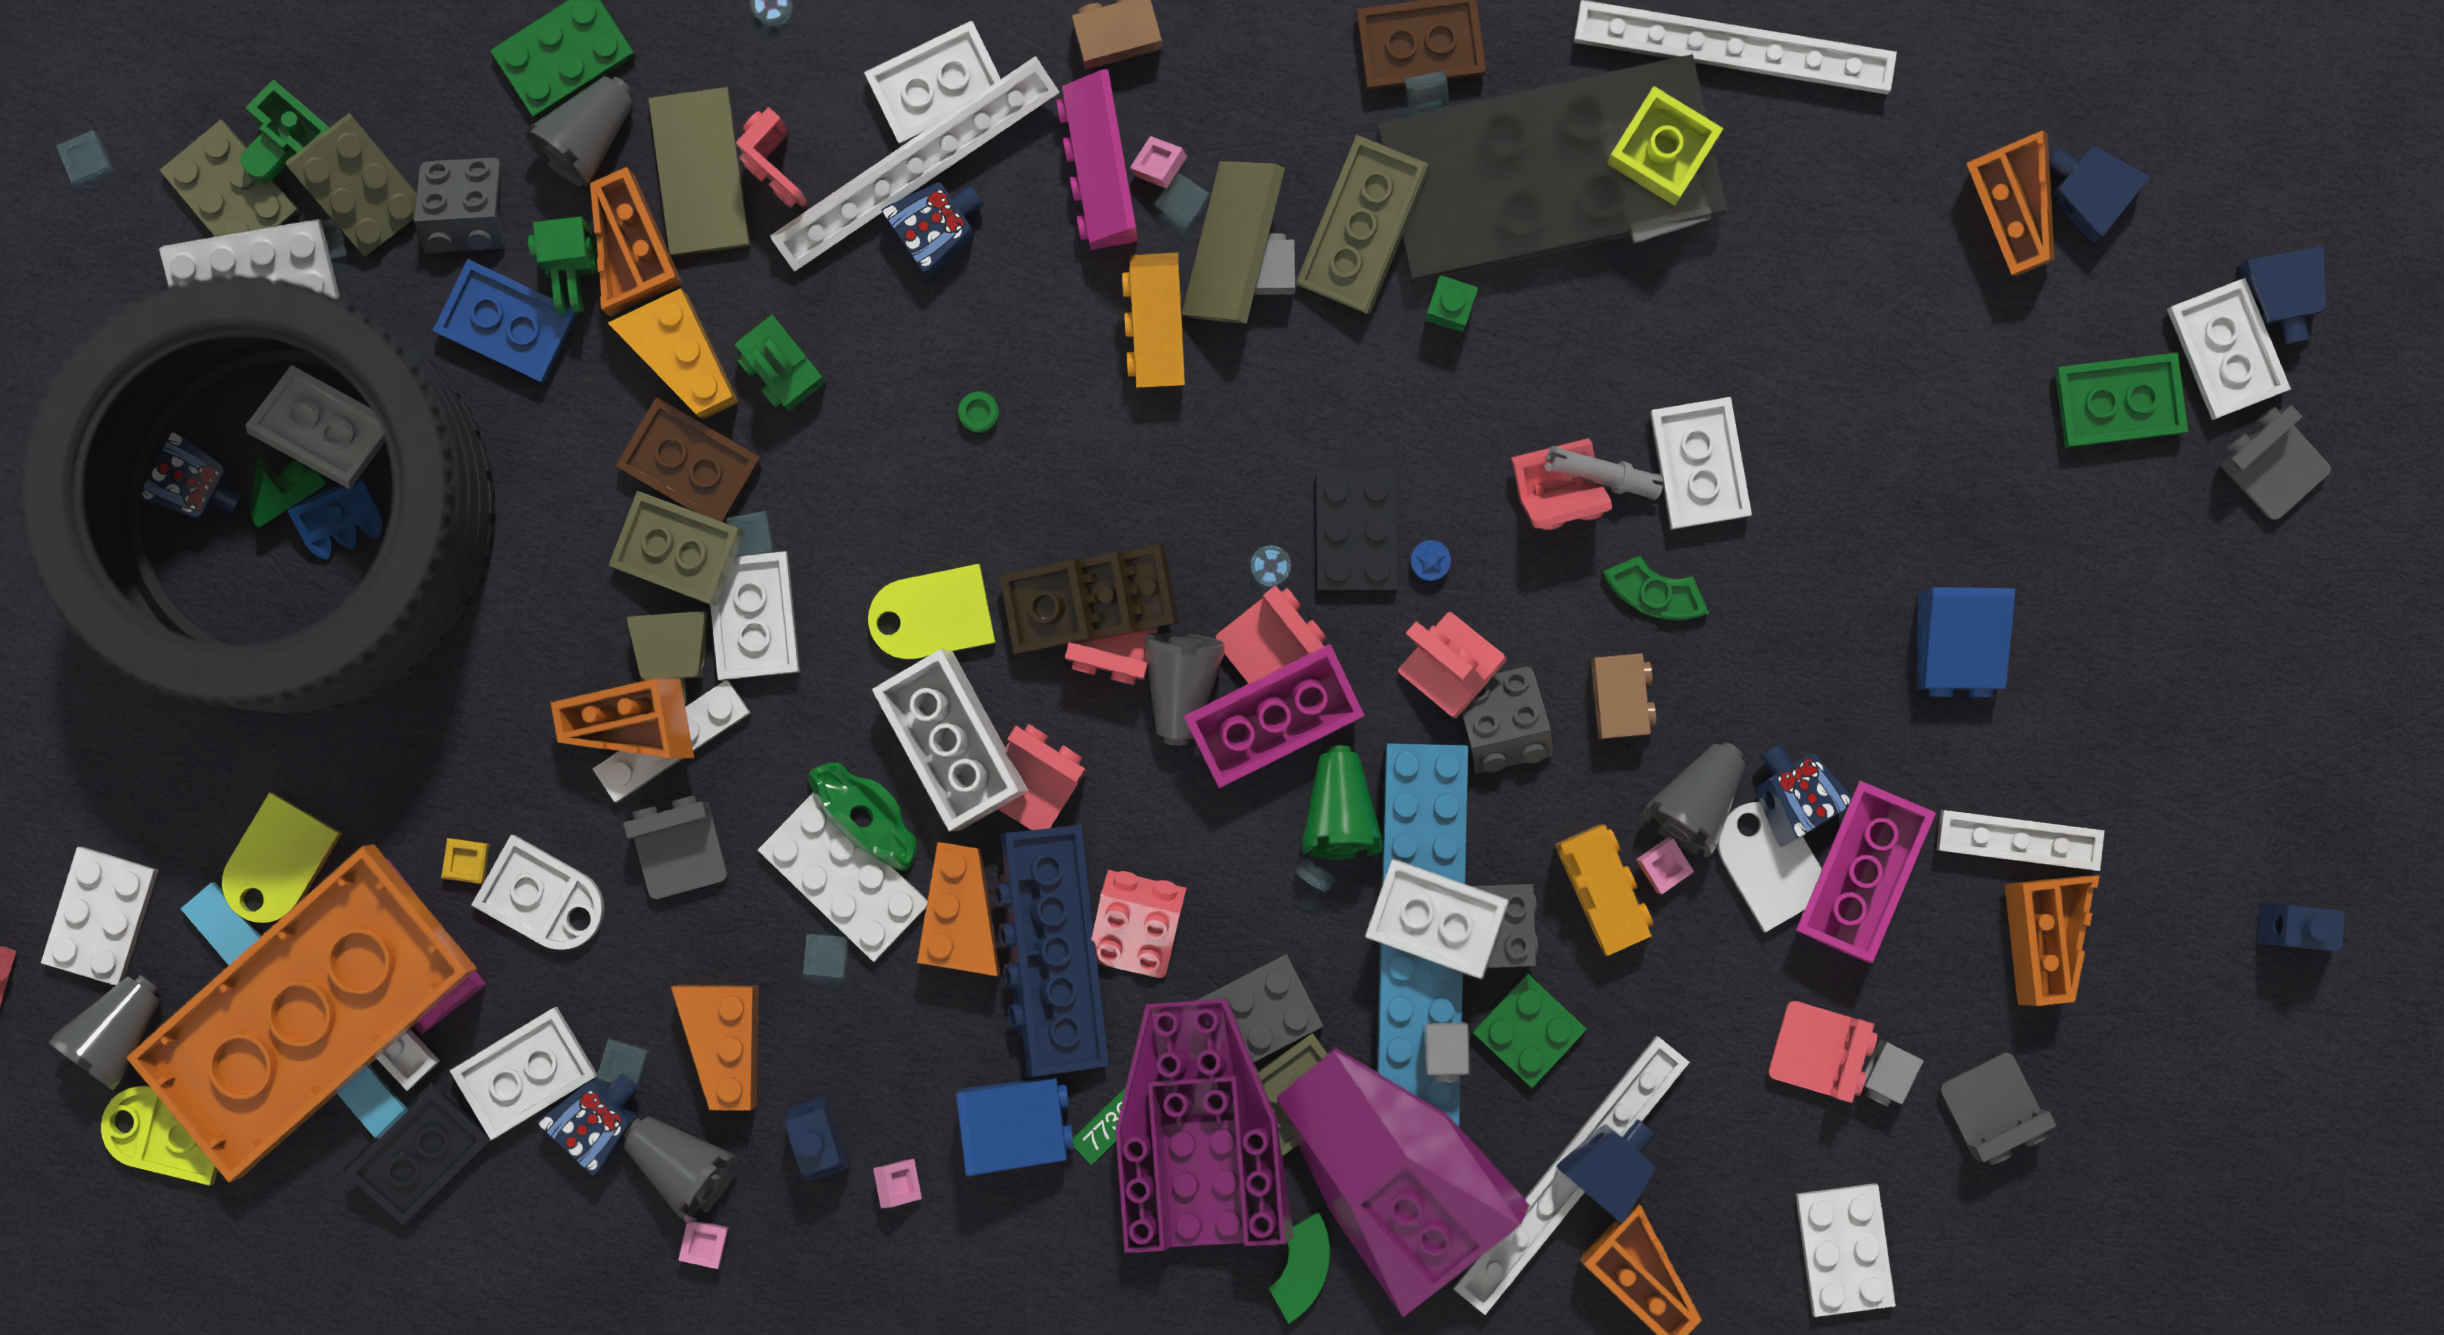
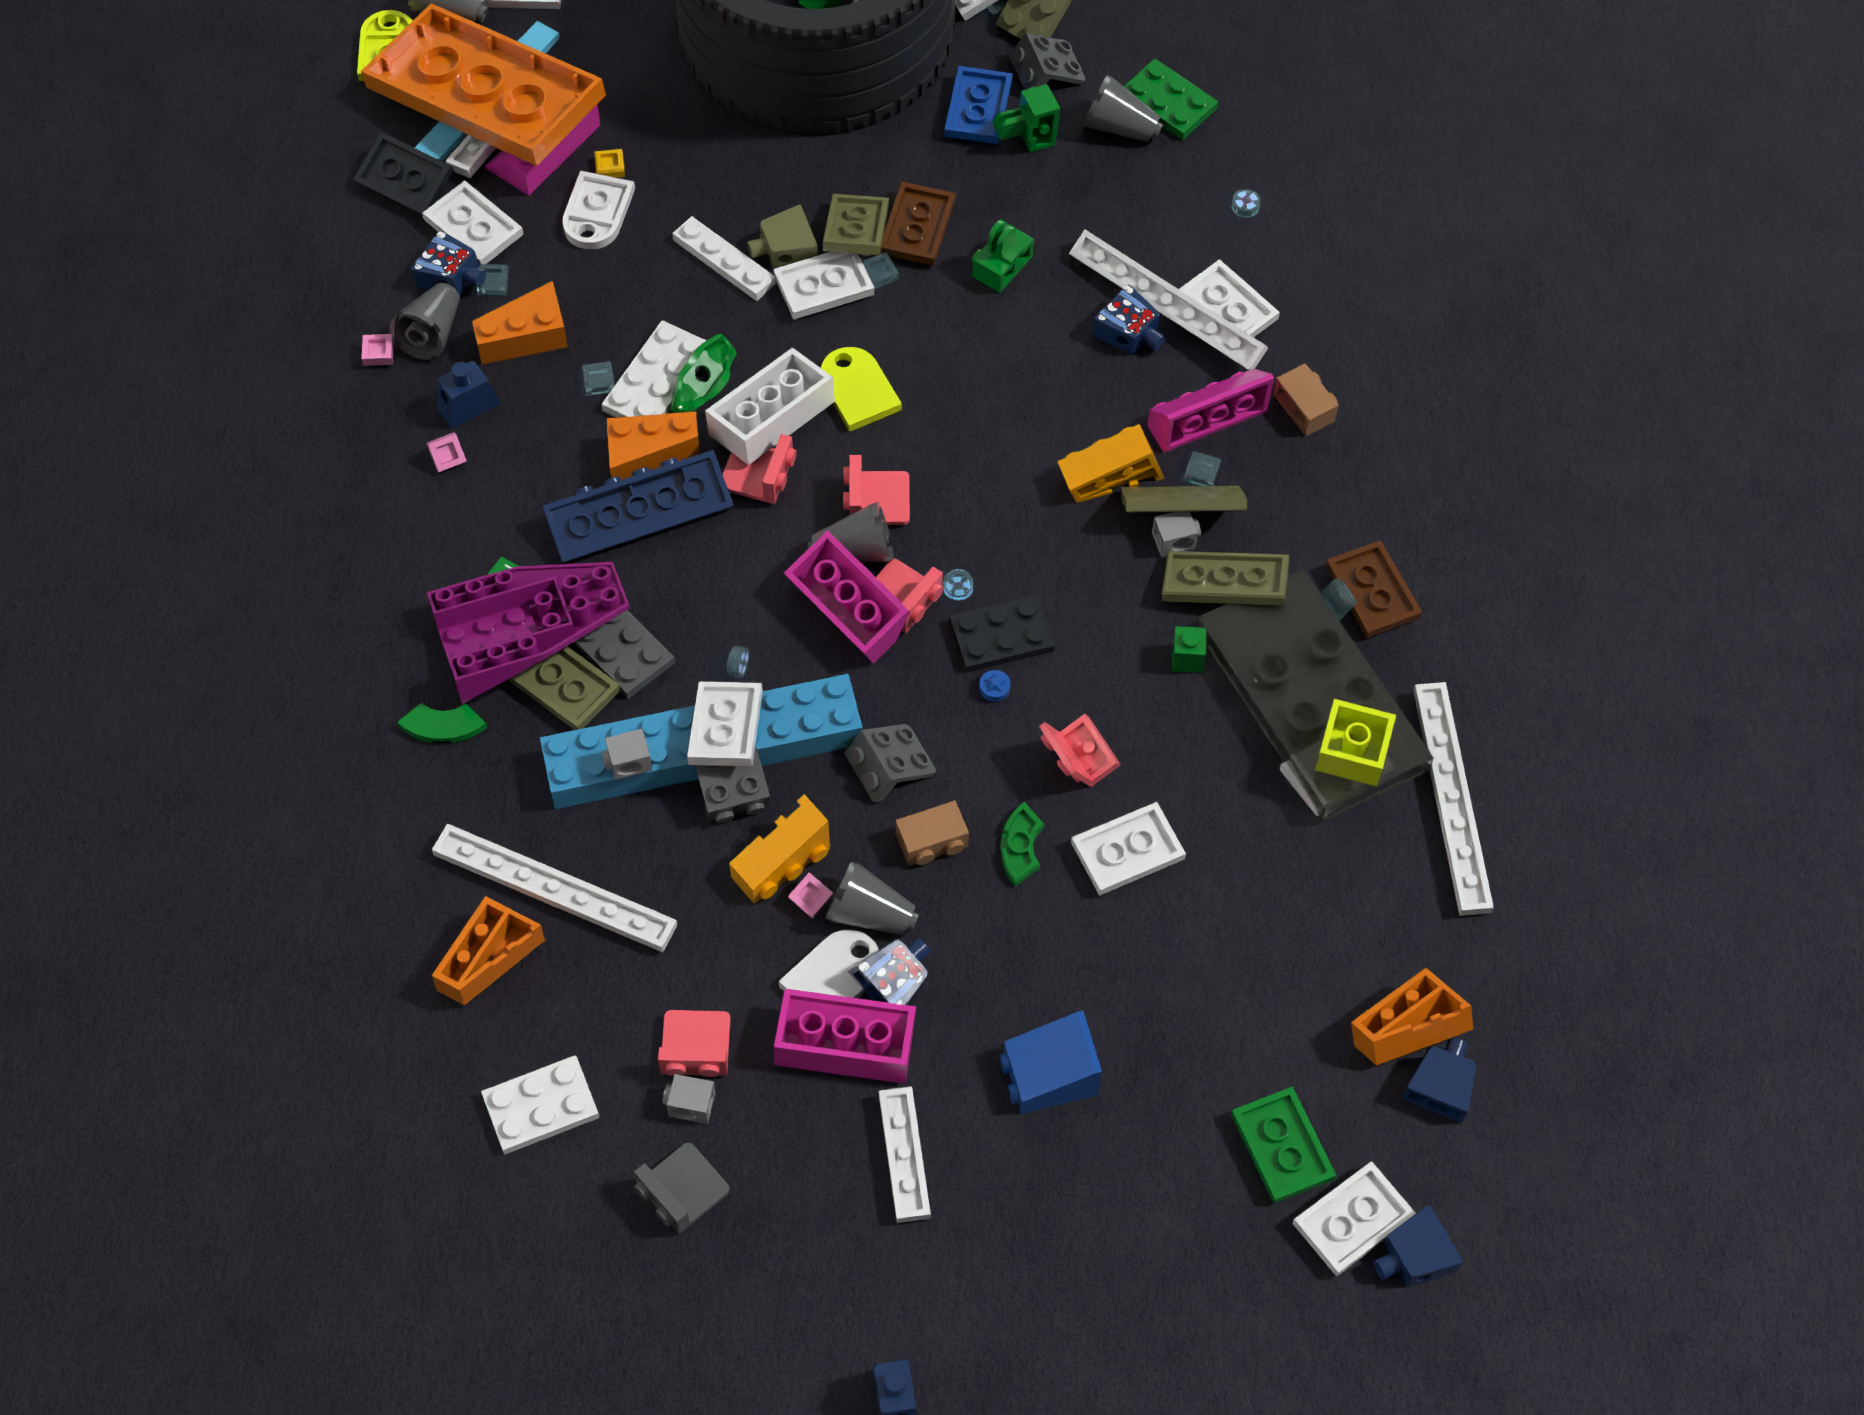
camera: 70 degrees right, 25 degrees down
(279, 858) = (591, 57): neon yellow tile -> none
(629, 244) = (1054, 154): orange wedge -> none
(629, 718) = (732, 216): orange wedge -> none
(677, 847) = (653, 273): dark grey bracket -> none
(678, 350) = (992, 195): light orange wedge -> none
(699, 172) = (1117, 188): olive tile -> none
(761, 137) = (1145, 207): coral bracket -> none
(978, 412) = (1009, 382): green tile -> none
(1014, 1125) = (504, 504): blue slope -> none
(1089, 599) = (897, 470): dark brown slope -> none
(1137, 923) = (670, 553): coral bracket -> none
(1158, 162) = (1223, 445): bright pink plate -> none
(1340, 809) = (791, 660): green cone -> none
(1398, 1177) = (523, 756): magenta wedge -> none
(1450, 663) = (922, 708): coral bracket -> none
(1529, 1030) = (658, 835): green plate -> none
(1612, 1167) = (565, 902): dark blue torso -> none
(1619, 477) = (1097, 776): light grey pin -> none
(2048, 936) = (833, 1188): orange wedge -> none
(2275, 463) = (1275, 1276): dark grey bracket -> none

